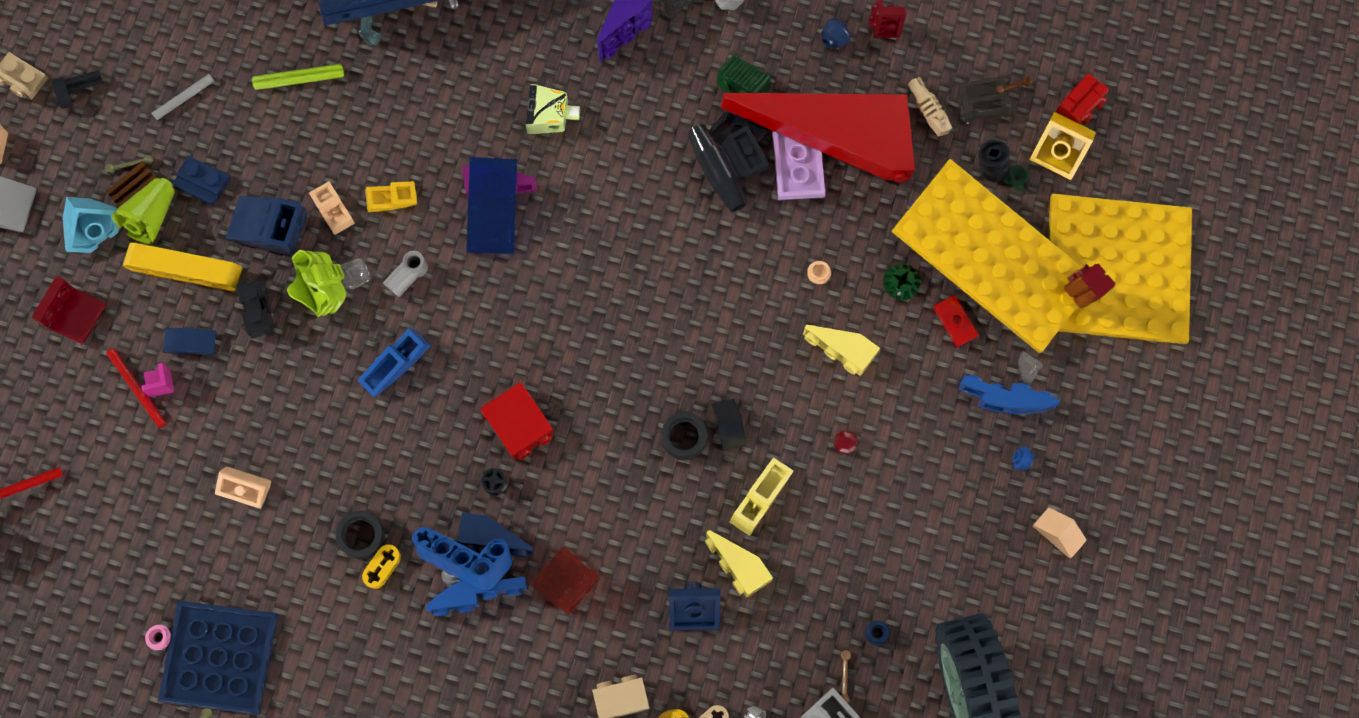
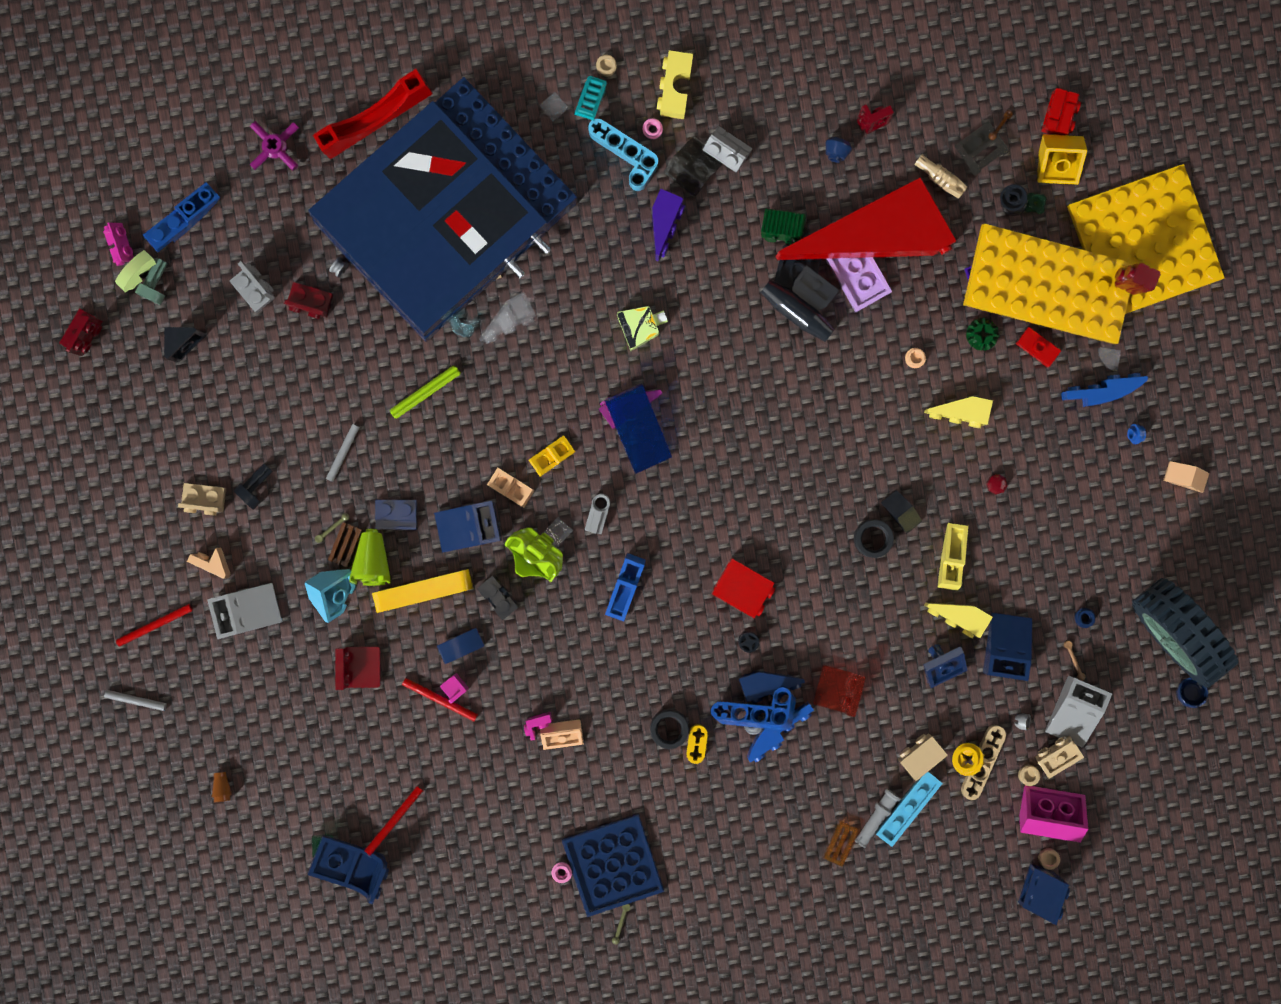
camera: 20 degrees left, 15 degrees up
(226, 459) = (540, 721): none -> dark pink bracket
(423, 42) = (512, 313): none -> clear slope
(776, 622) = (1009, 647): none -> dark blue slope

